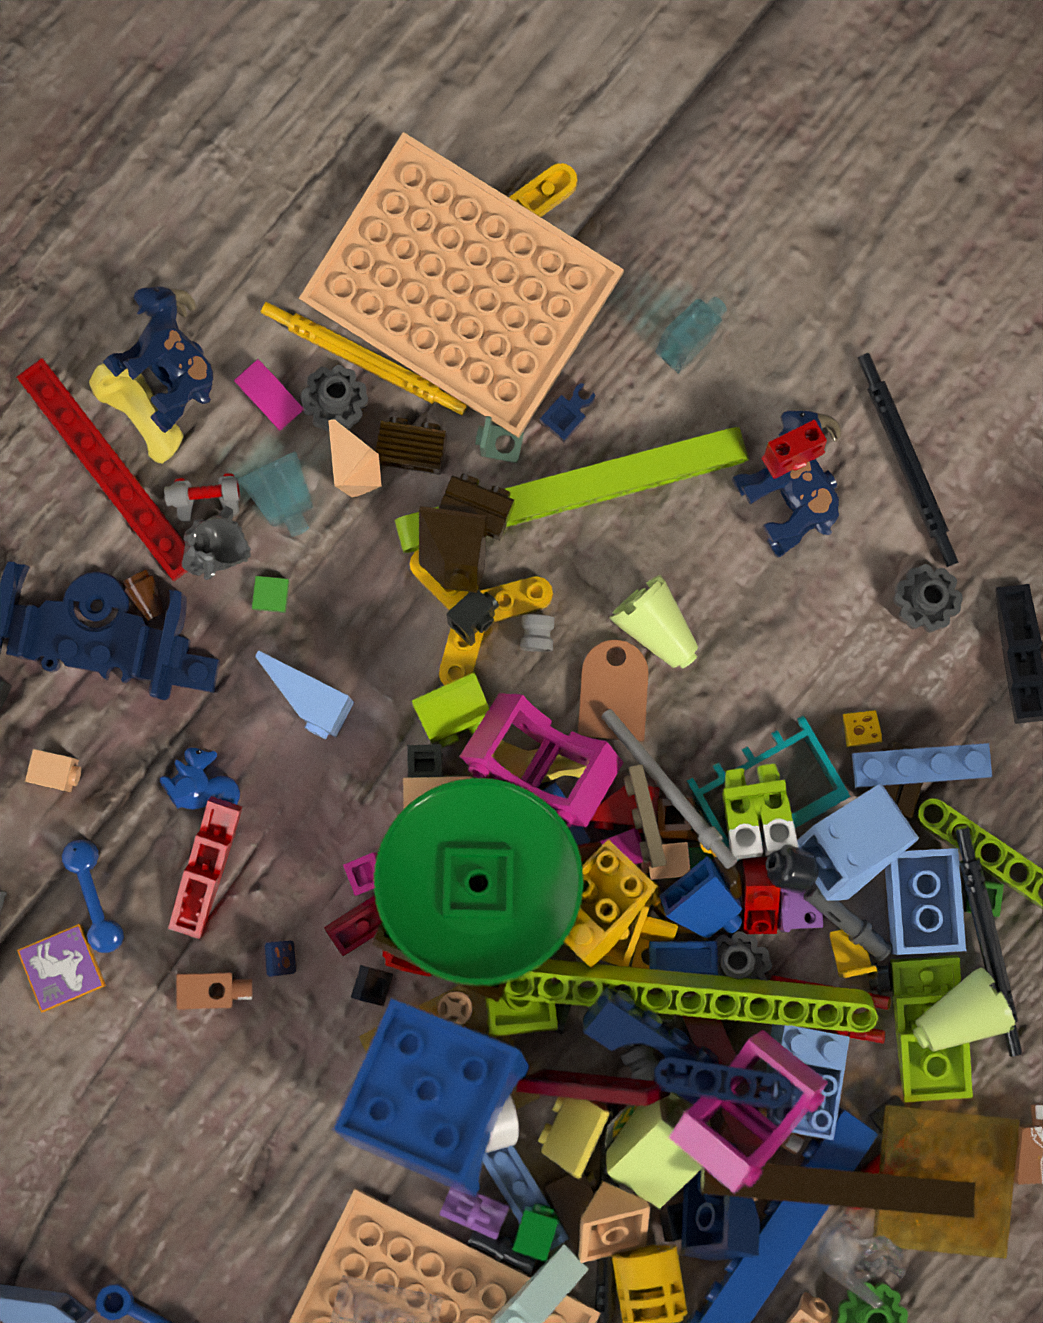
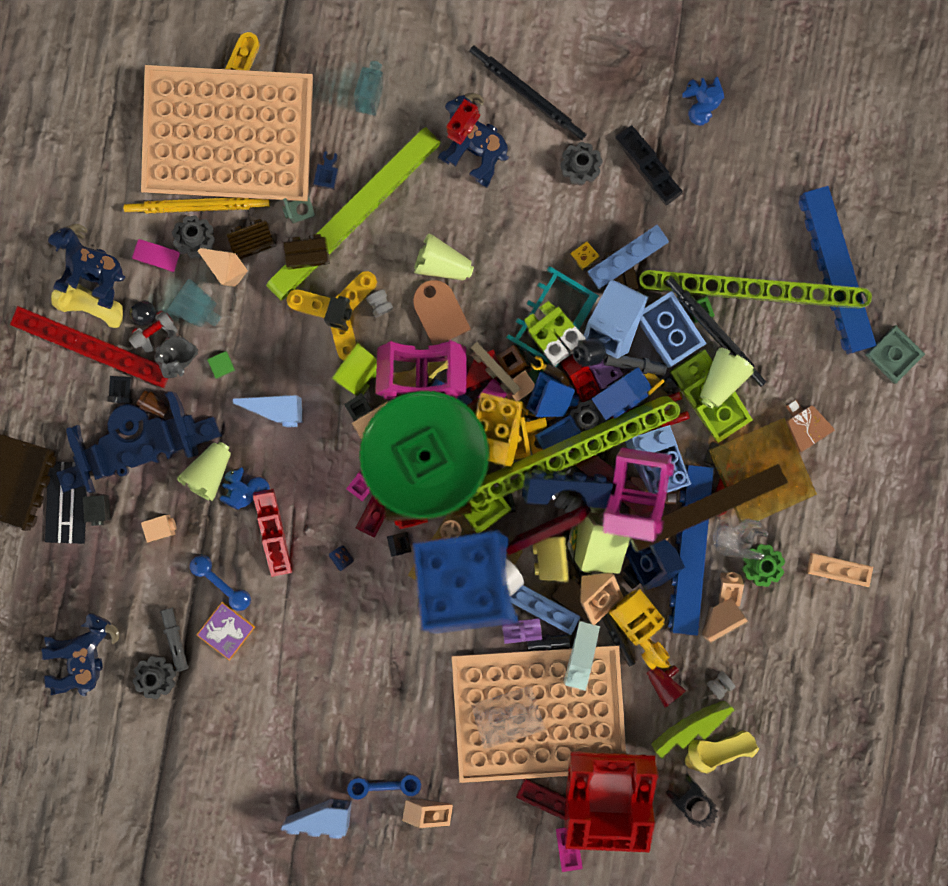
camera: 35 degrees left, 5 degrees up
(113, 550) = (120, 390): none -> black tile
(165, 729) = (206, 471): none -> yellowish green cone
(193, 990) = (304, 600): nougat torso -> none
(204, 463) = (142, 313): none -> black piece
(453, 547) = (306, 282): dark brown slope -> none
(536, 1231) = (561, 622): green brick -> none
(708, 836) = (533, 360): light grey bar -> none
(722, 1078) = (613, 484): dark blue beam -> none
(806, 955) = (623, 394): none -> blue brick

